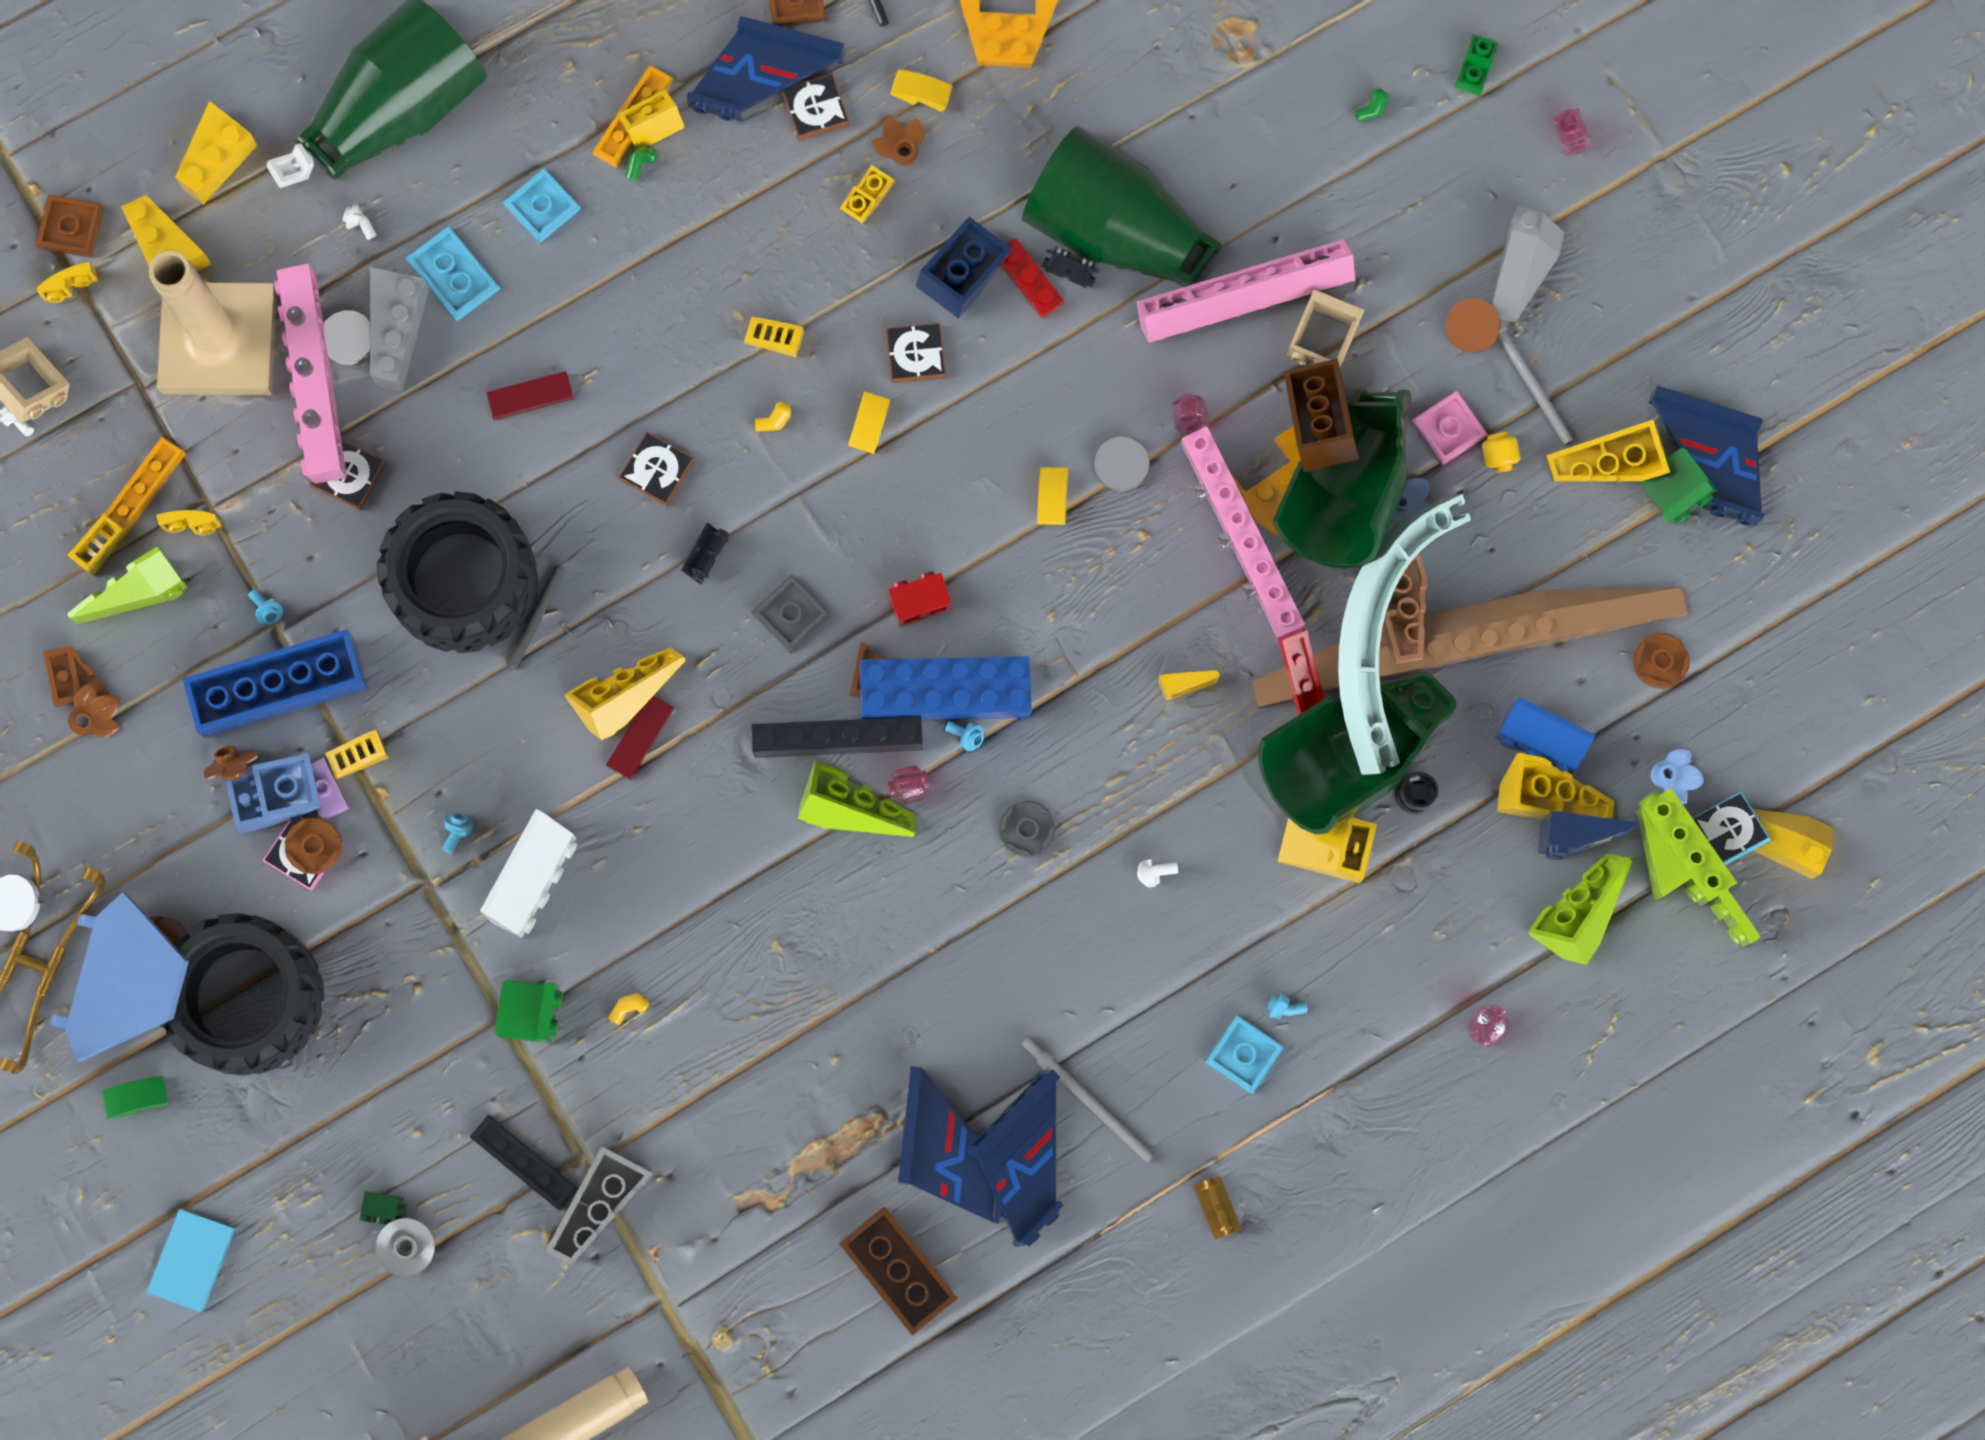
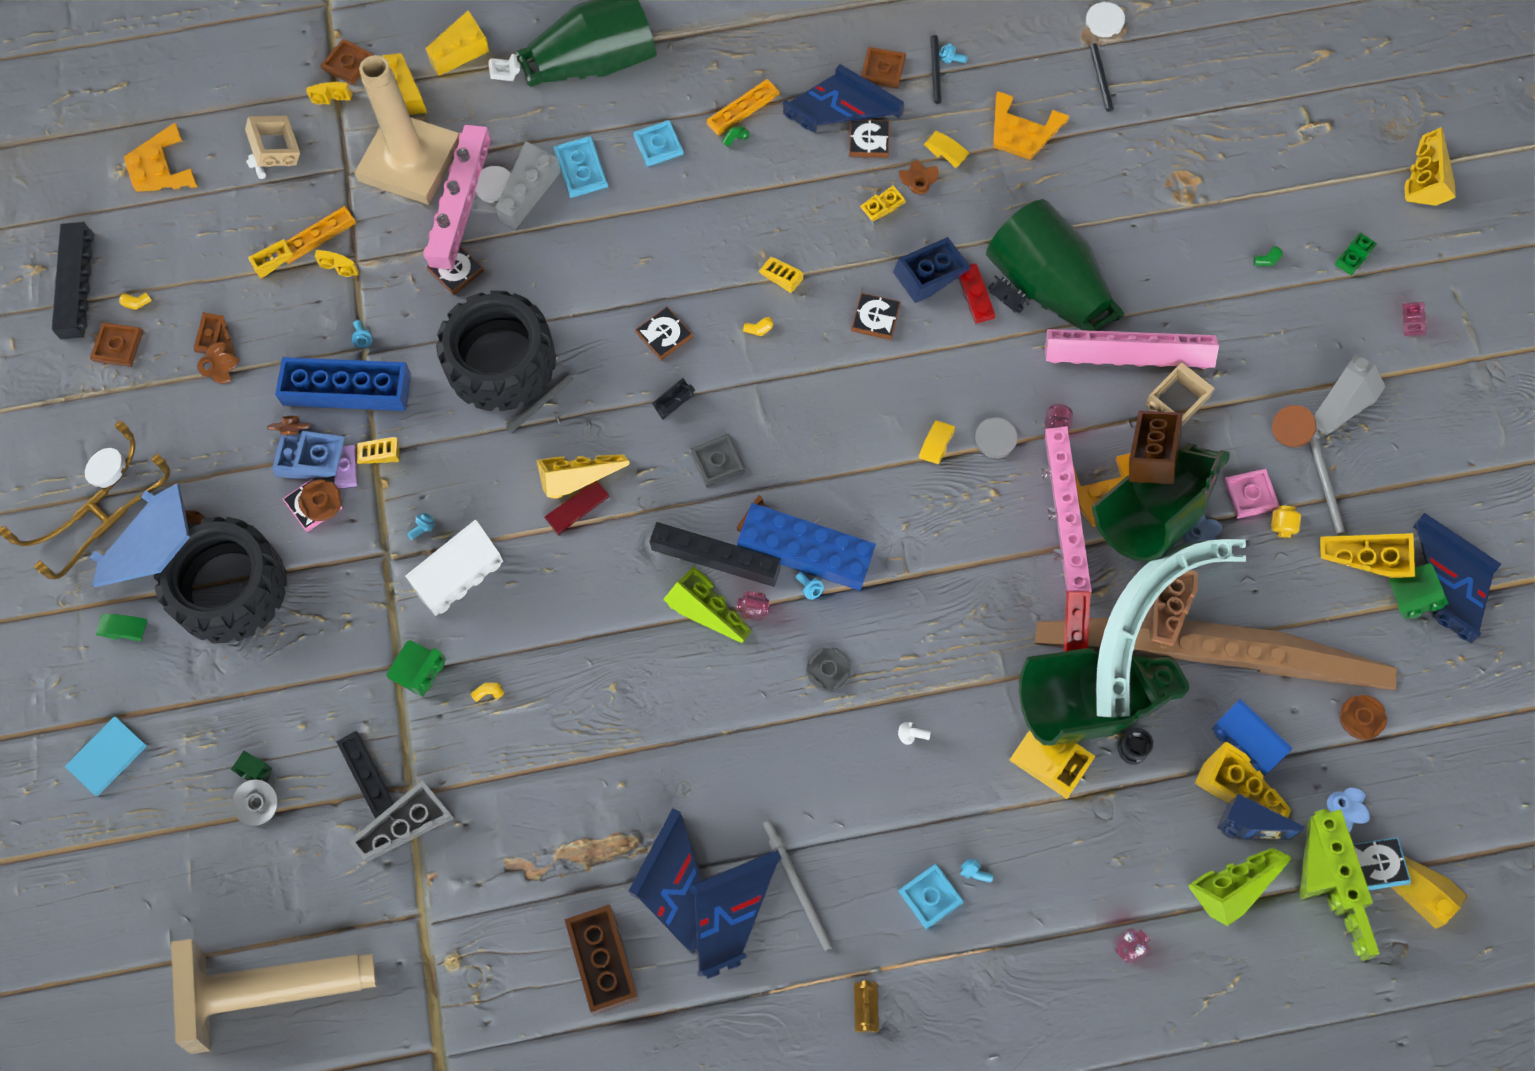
camera: 30 degrees right, 10 degrees down
(149, 582) = (287, 291): lime wedge -> none
(354, 217) = (530, 111): white plate -> none
(530, 395) = (598, 258): dark red tile -> none
(651, 120) = (754, 112): yellow panel -> none
(869, 422) = (824, 350): yellow slope -> none
(919, 598) = (812, 479): red brick -> none
(1179, 684) = (986, 605): yellow slope -> none

